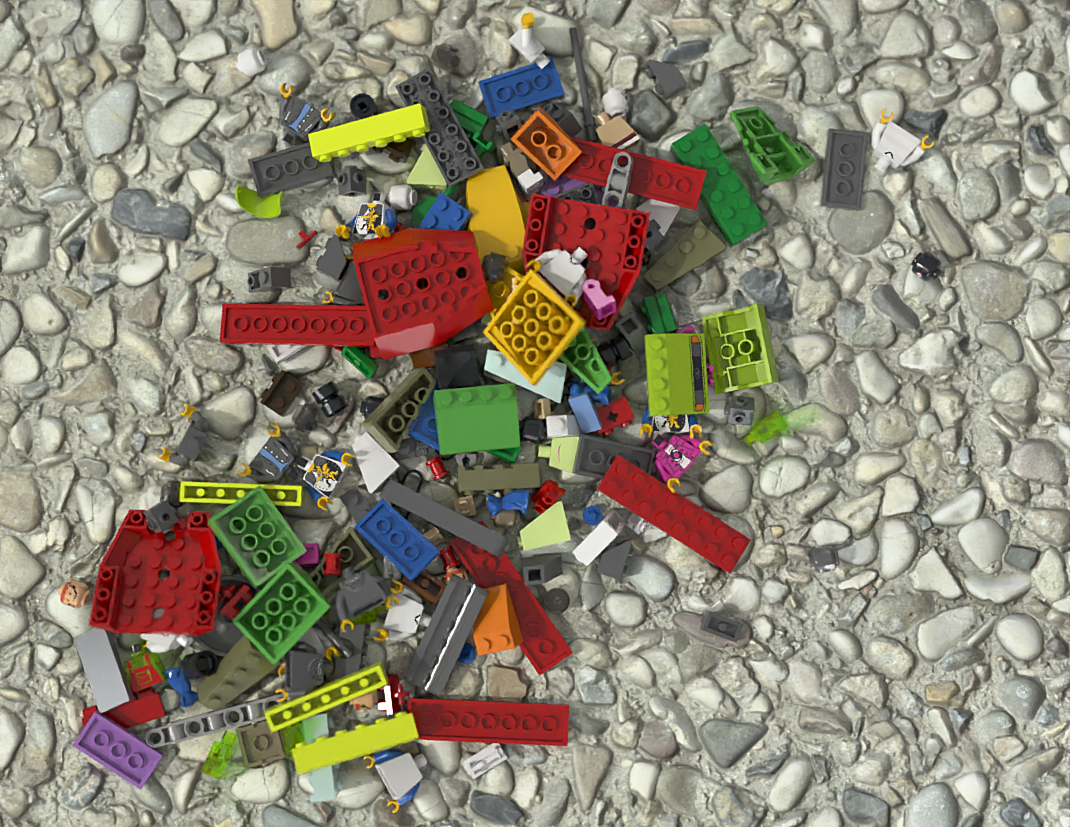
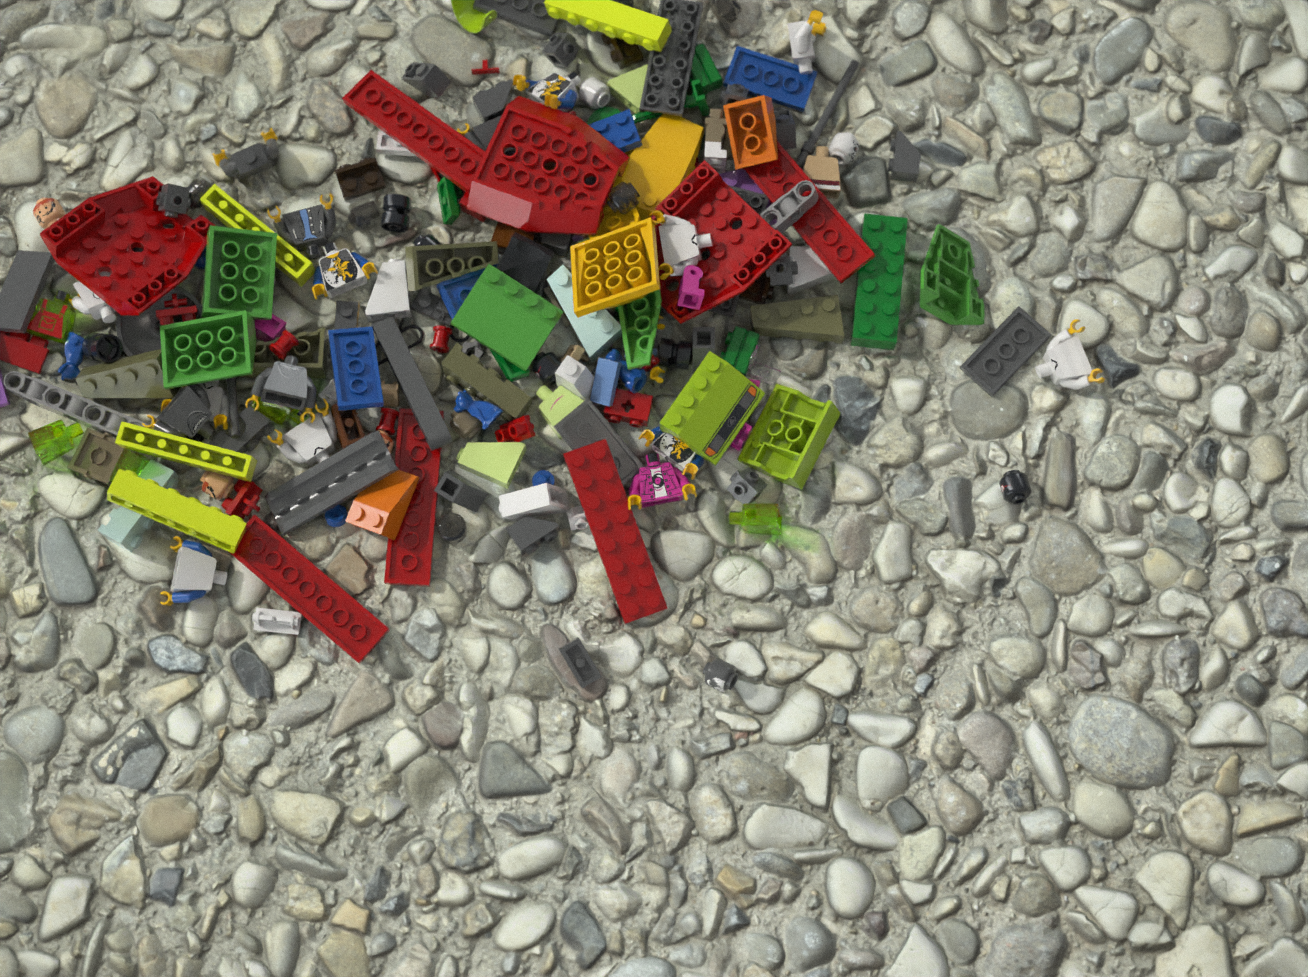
camera: 35 degrees right, 10 degrees down
(465, 506) = (439, 390): tan tile -> none

